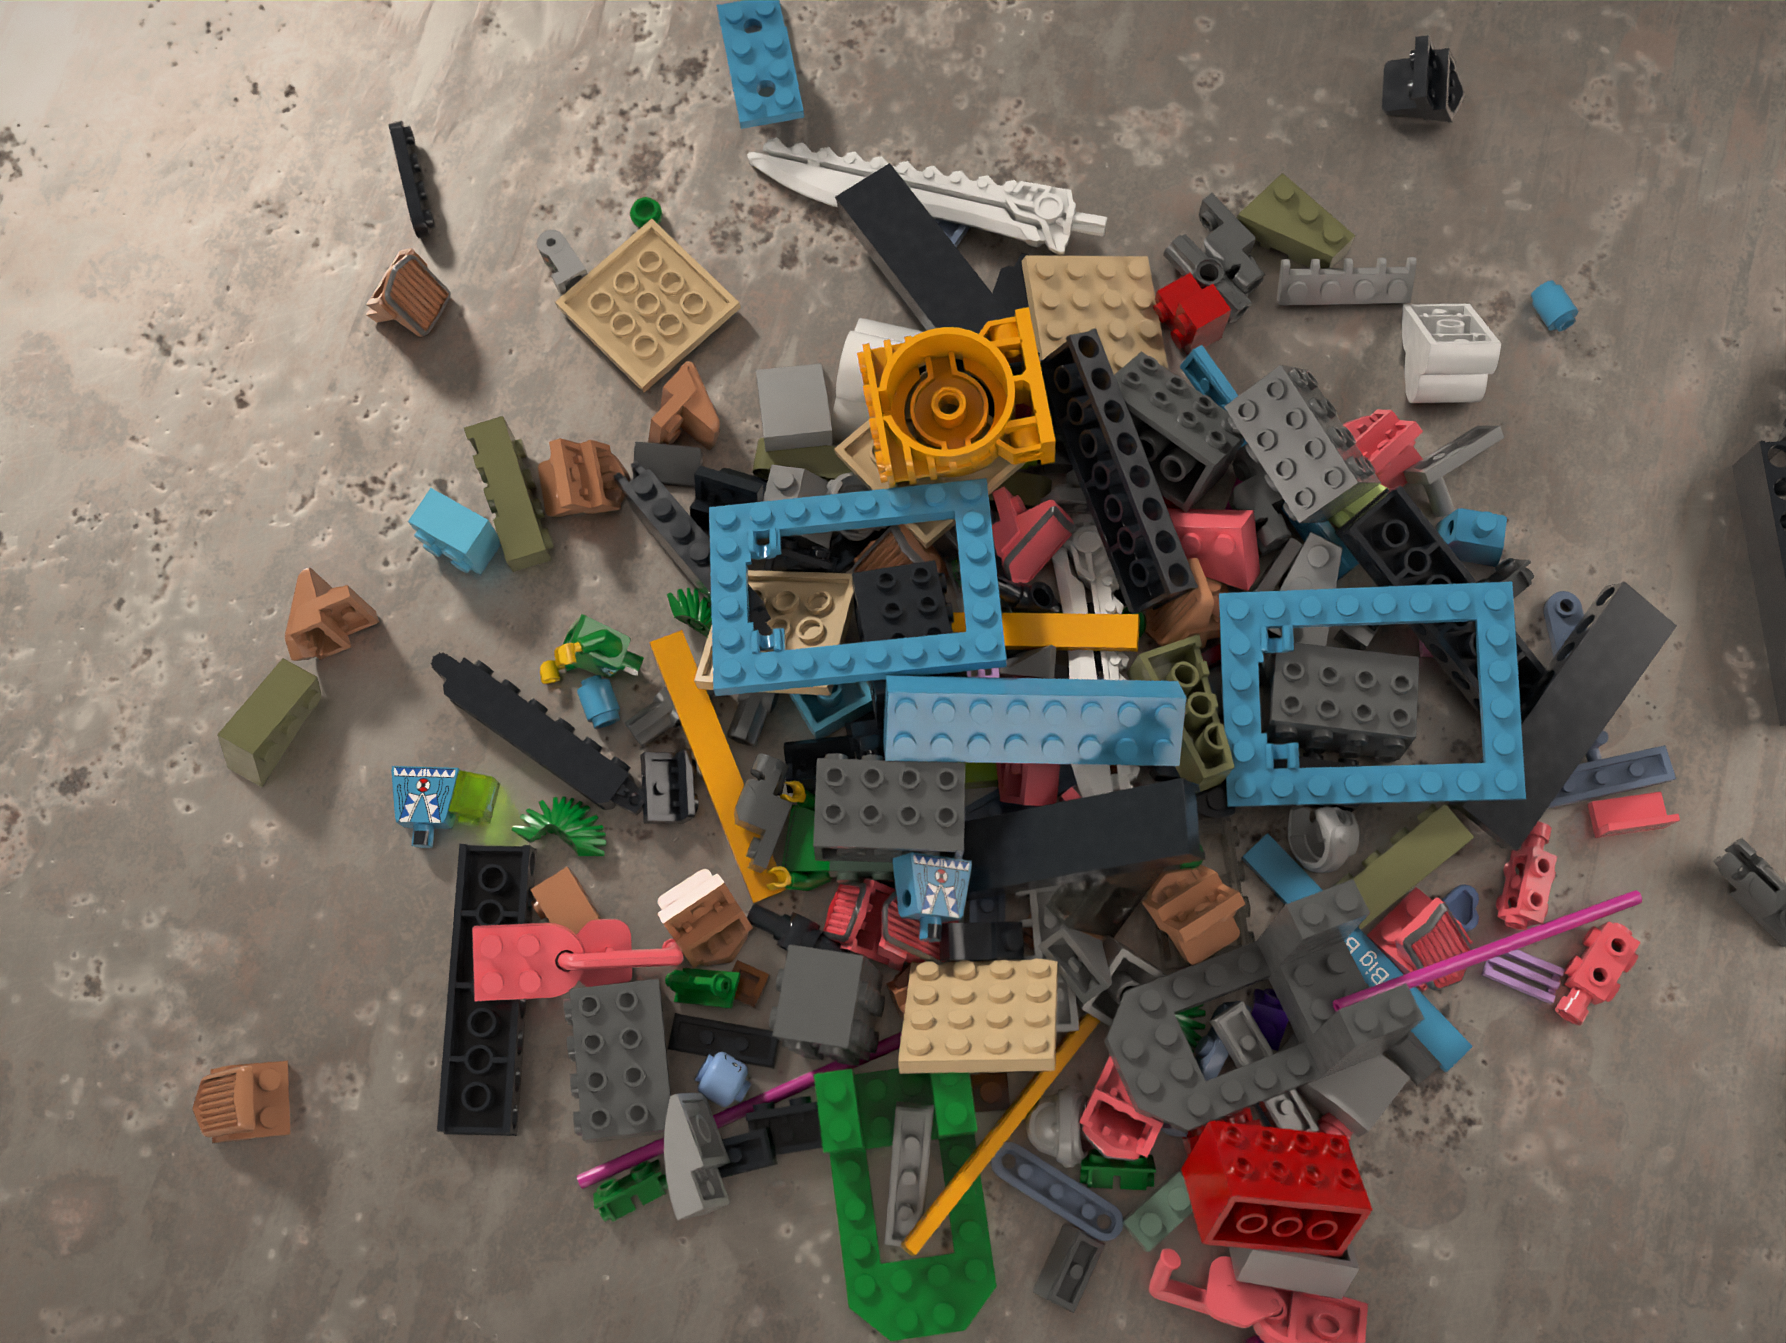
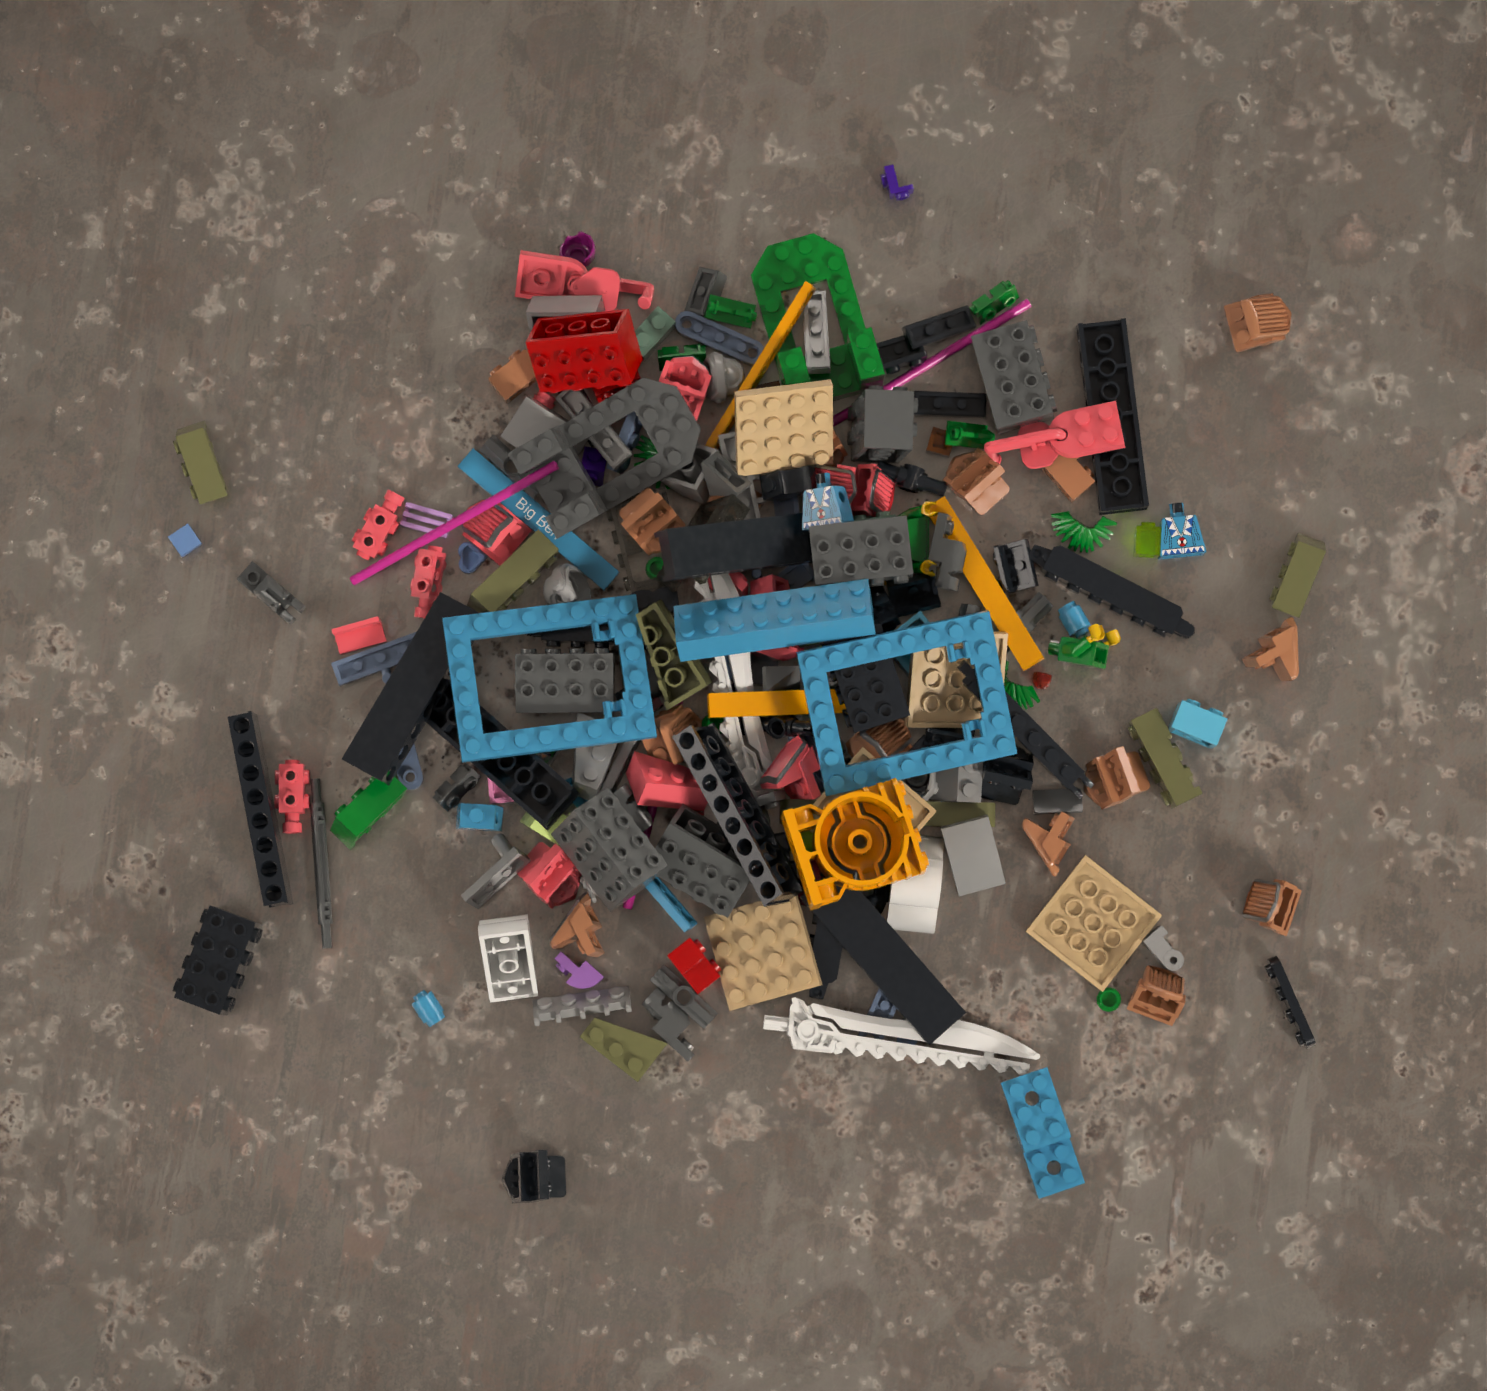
camera: 170 degrees right, 10 degrees up
(576, 205) = (1158, 995): none -> nougat piece
(658, 627) = (1041, 680): none -> clear red hinge
(693, 1157) = (955, 321): light grey slope -> none
(722, 1079) = (946, 377): light blue head -> none
(1034, 1231) = (730, 311): none -> green hinge
(1340, 369) = (579, 925): none -> nougat piece
(1343, 319) = (582, 977): none -> medium lavender brick
(1386, 1169) = (514, 376): none -> nougat brick
(1635, 562) = (365, 810): none -> green wedge
(1694, 511) = (321, 865): none -> dark grey axle
(1733, 607) = (292, 788): none -> coral brick

